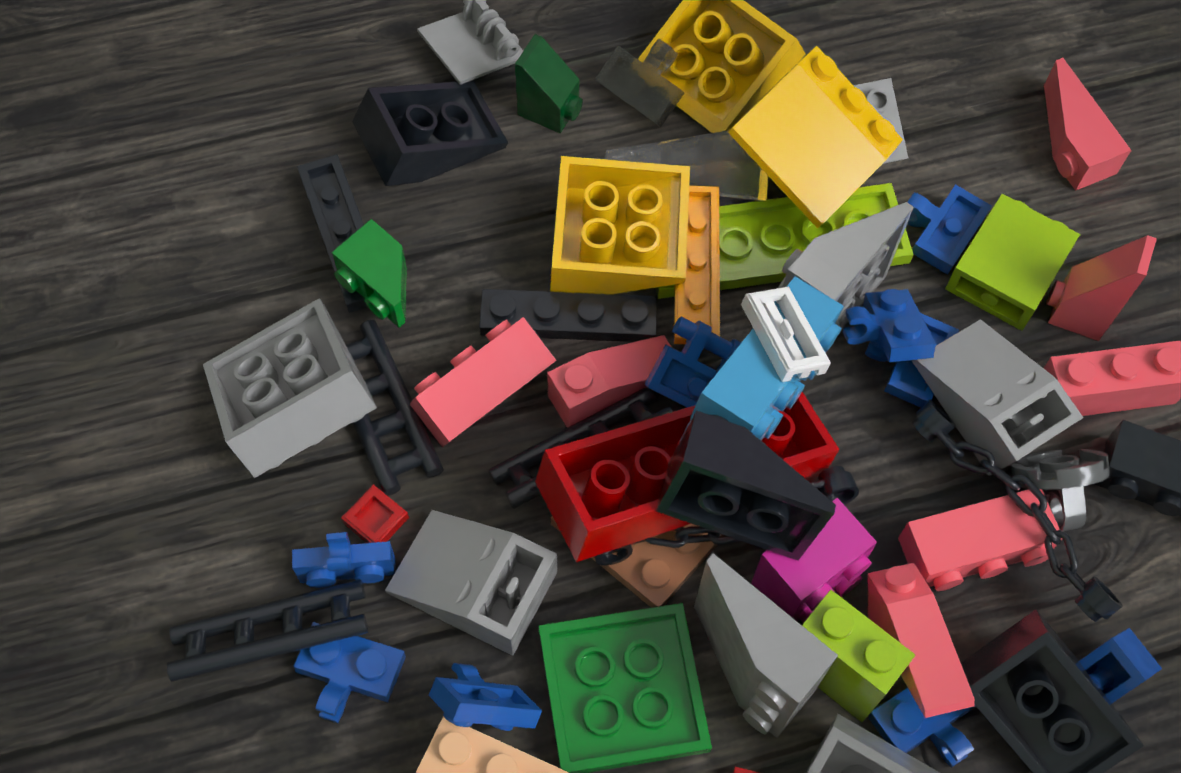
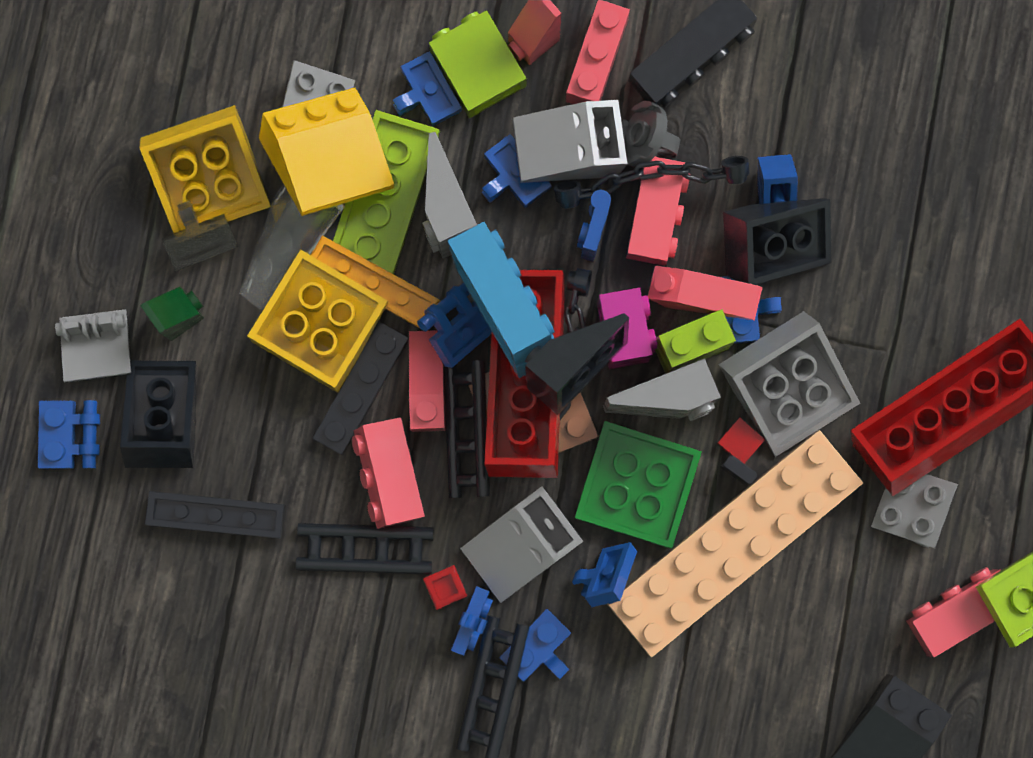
camera: 60 degrees left, 20 degrees up
(286, 388) = (324, 606): light grey slope -> none
(361, 53) = (57, 434): none -> blue plate
(376, 269) = (270, 506): green slope -> none
(777, 333) = (488, 287): white tile -> none
(895, 322) = (488, 178): blue plate -> none
(916, 468) = (591, 233): none -> blue plate

